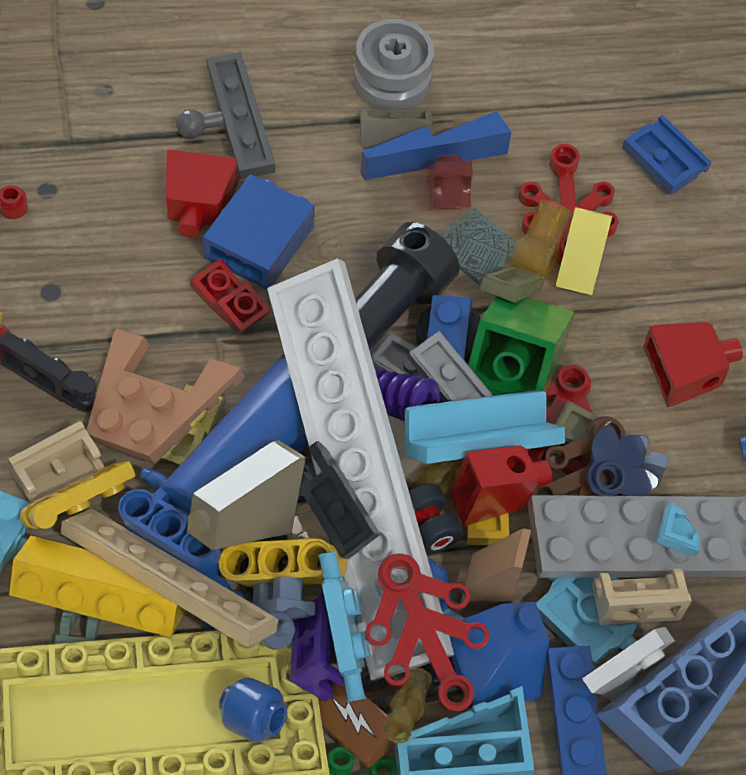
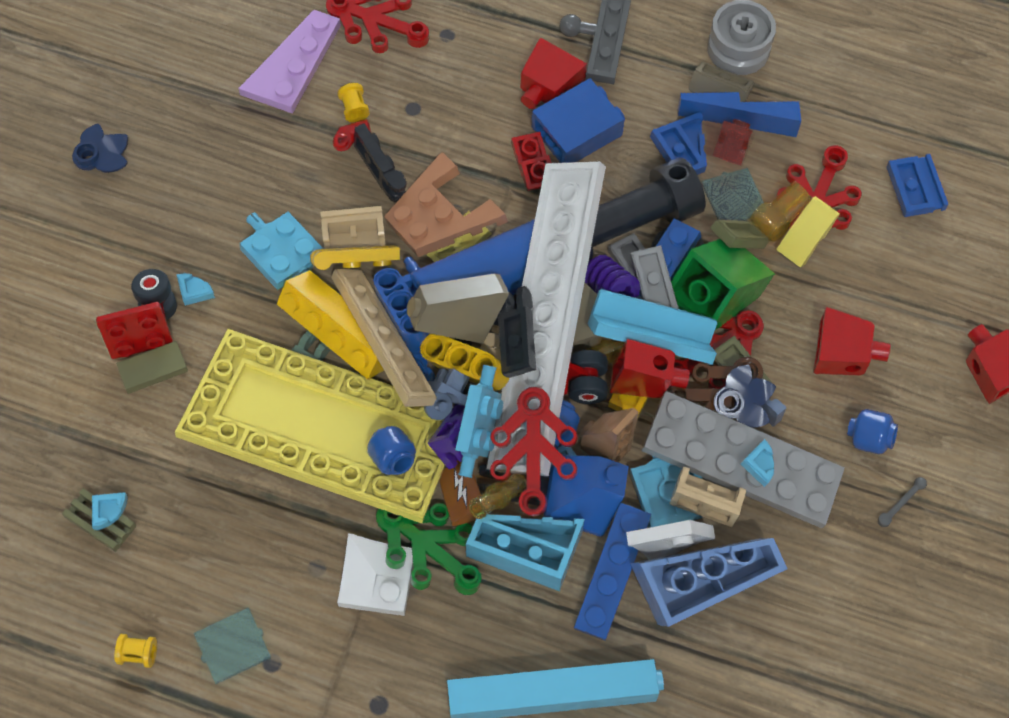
camera: 30 degrees right, 5 degrees up
(387, 206) = (682, 140): none -> blue wing

